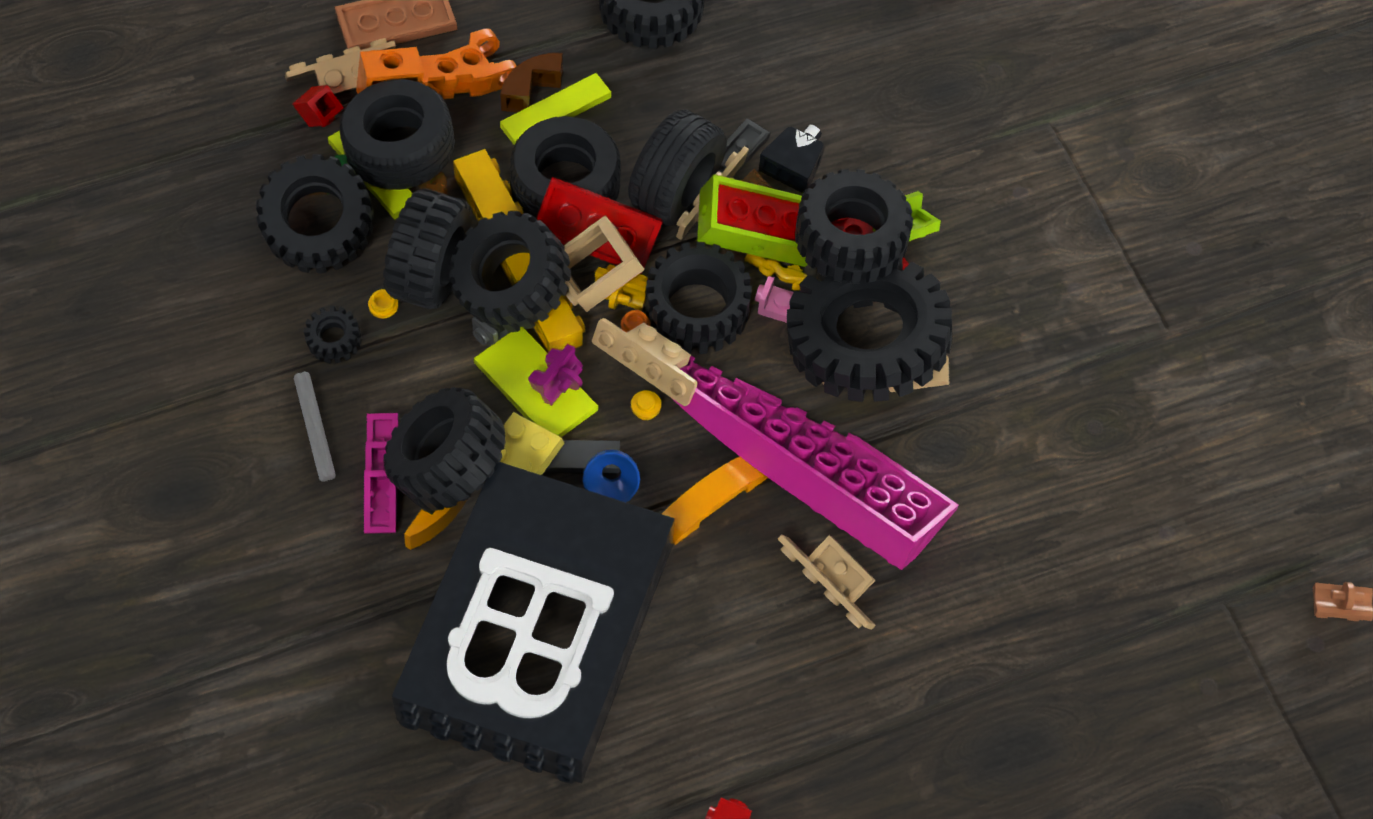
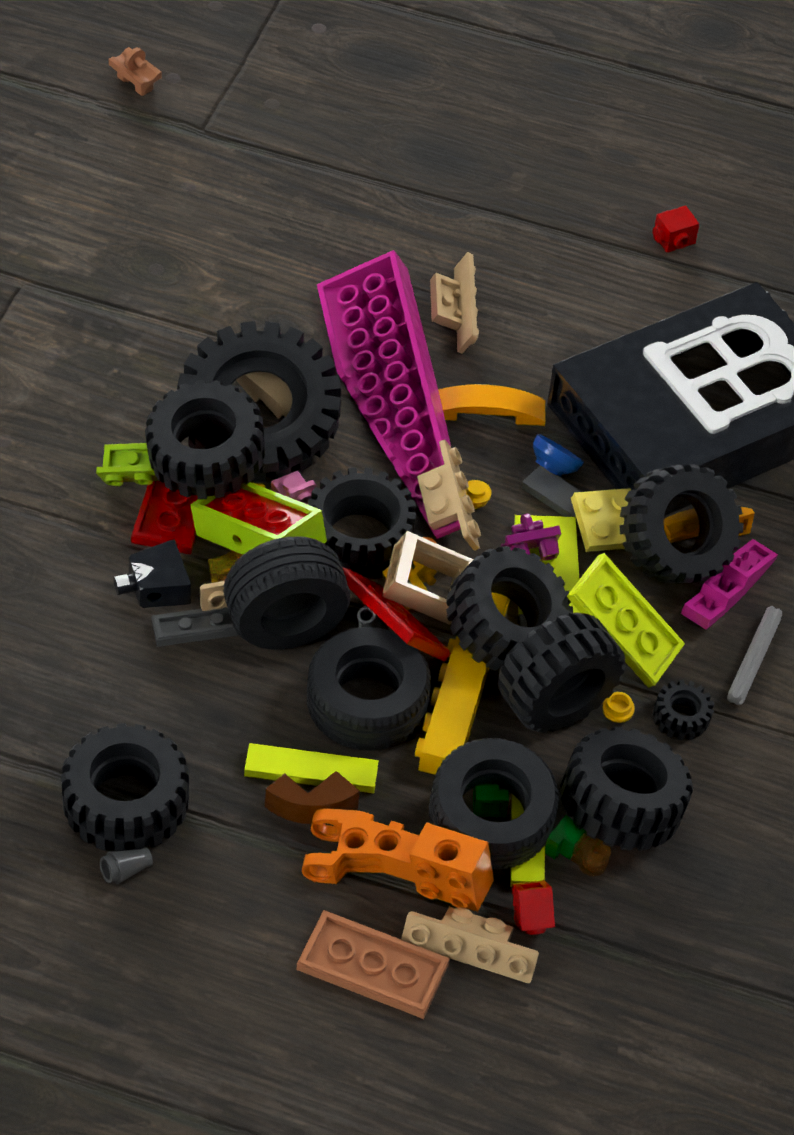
camera: 140 degrees left, 10 degrees down
(425, 347) = (628, 618): none -> neon yellow tile

